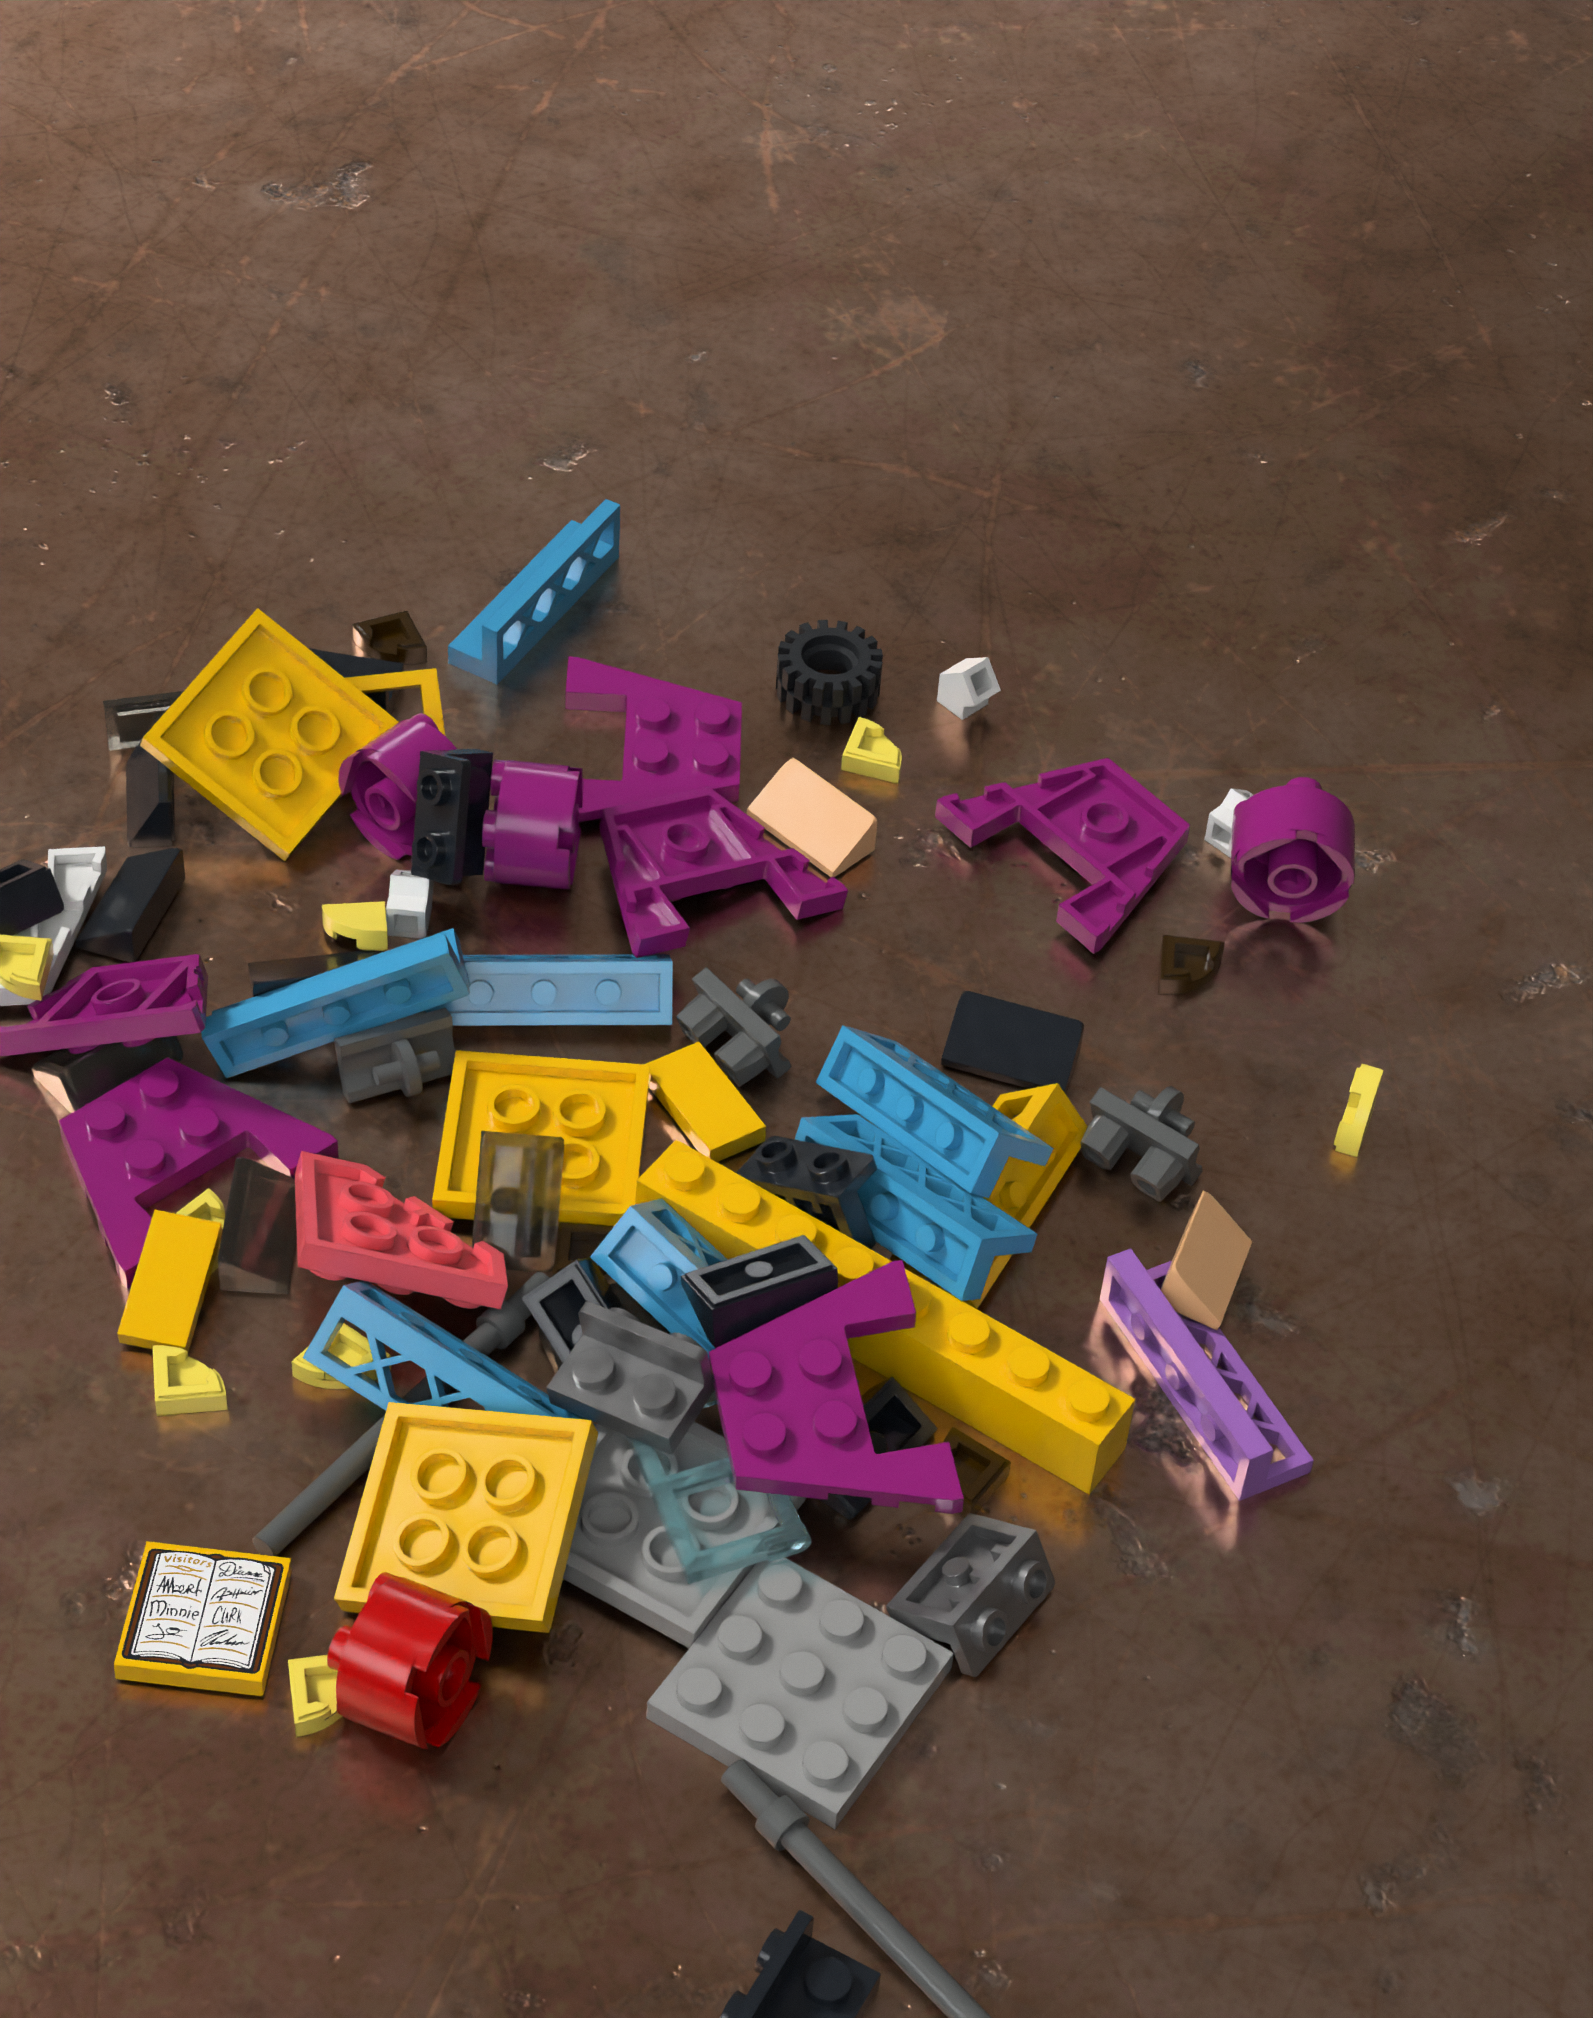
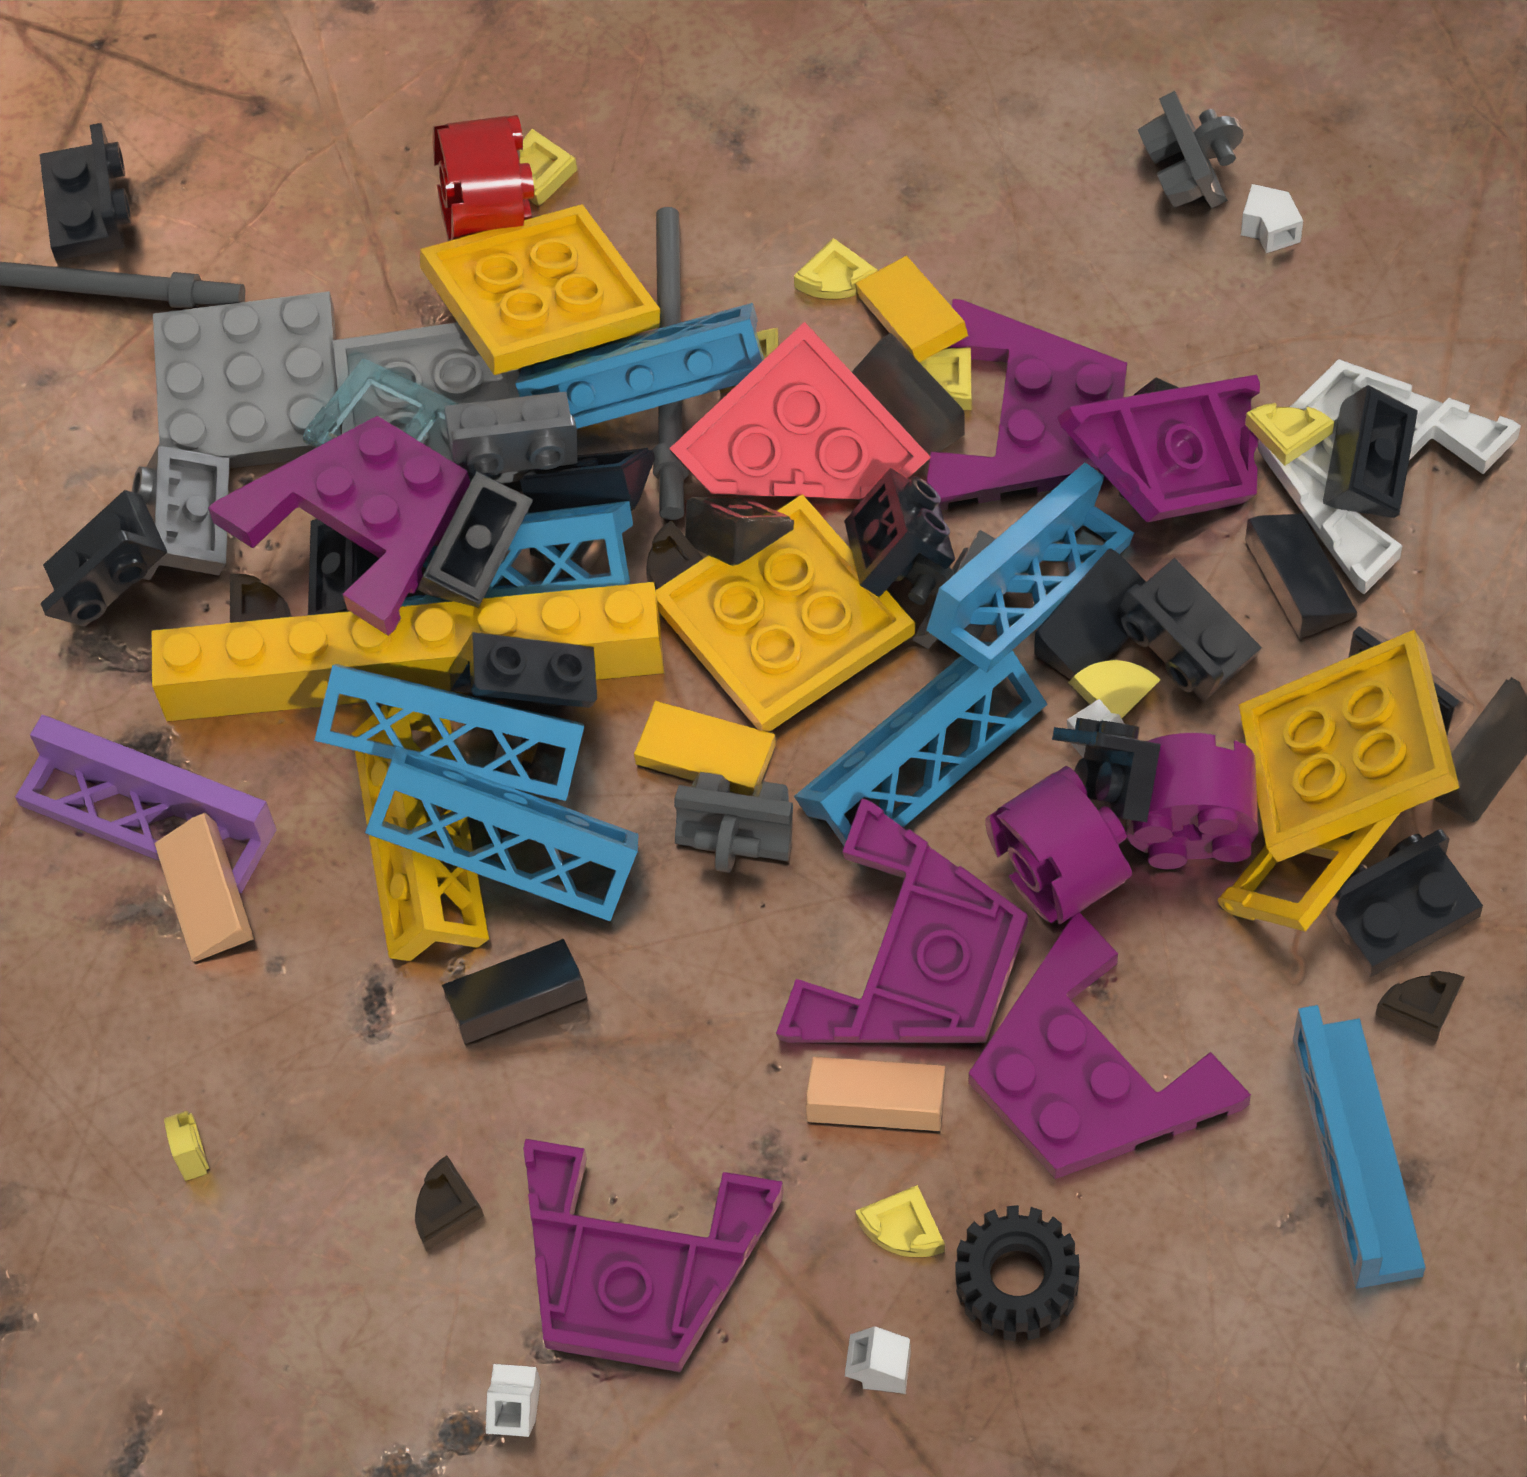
camera: 150 degrees right, 15 degrees up
(203, 1619) = (655, 149): tile -> none
(266, 913) = (1187, 630): none -> black bracket
(402, 1097) = (895, 526): none -> black bracket
(1090, 1566) = (102, 560): none -> black bracket
(1149, 1129) = (334, 969): dark grey hips -> none
(1293, 851) = (415, 1351): magenta brick -> none

